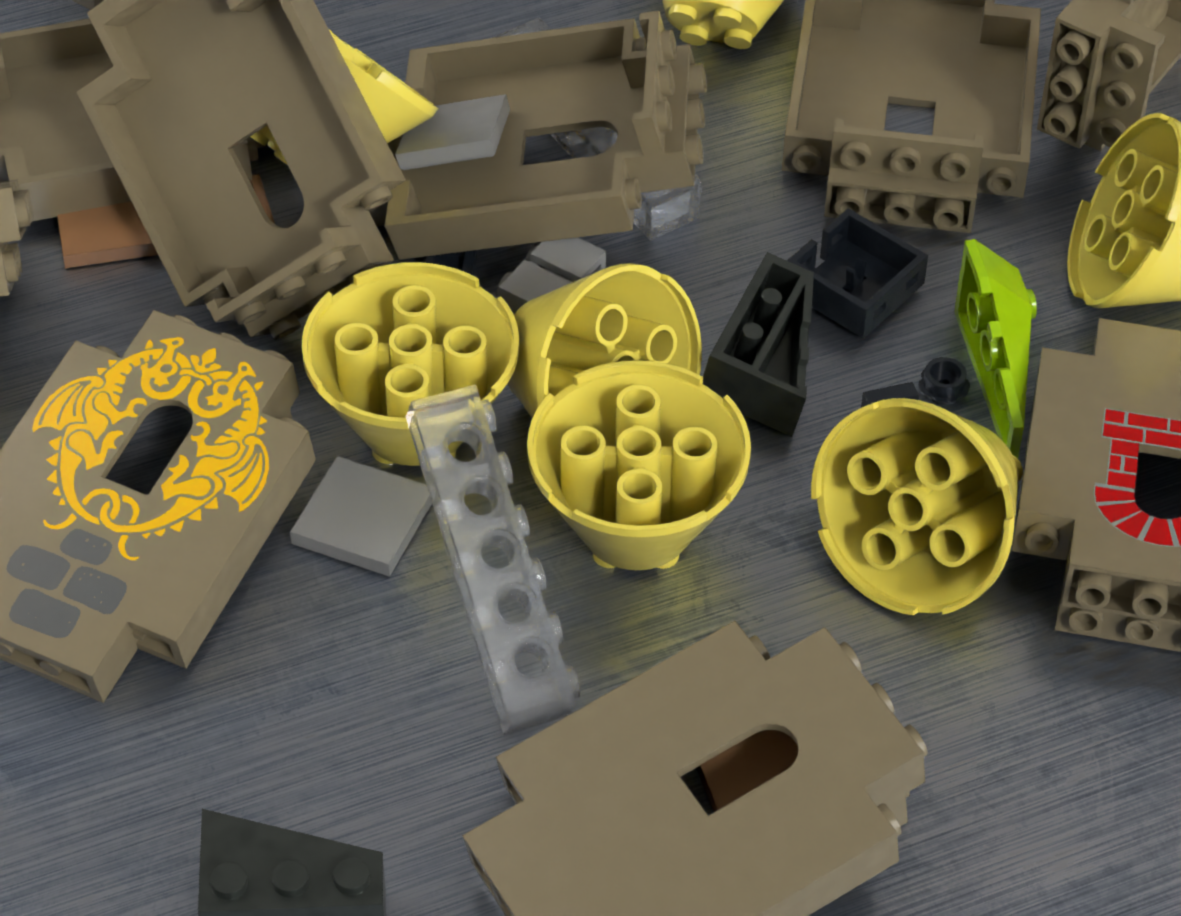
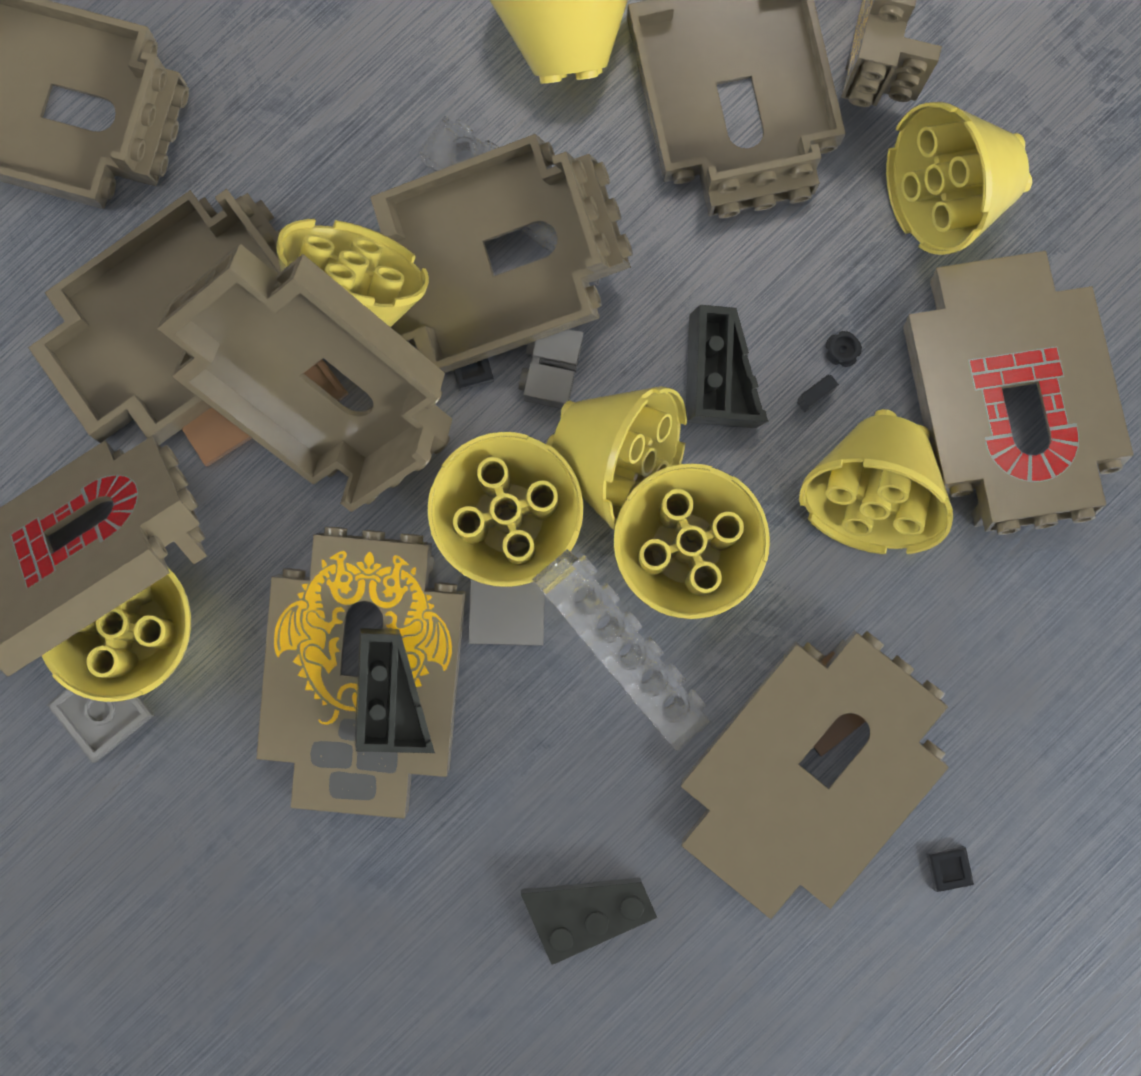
camera: 20 degrees left, 35 degrees up
(146, 493) = (387, 698): none -> pearl dark grey wedge
(455, 133) = (447, 260): light grey tile -> none
(859, 251) = (772, 276): black piece -> none
(996, 327) = (867, 292): lime wedge -> none

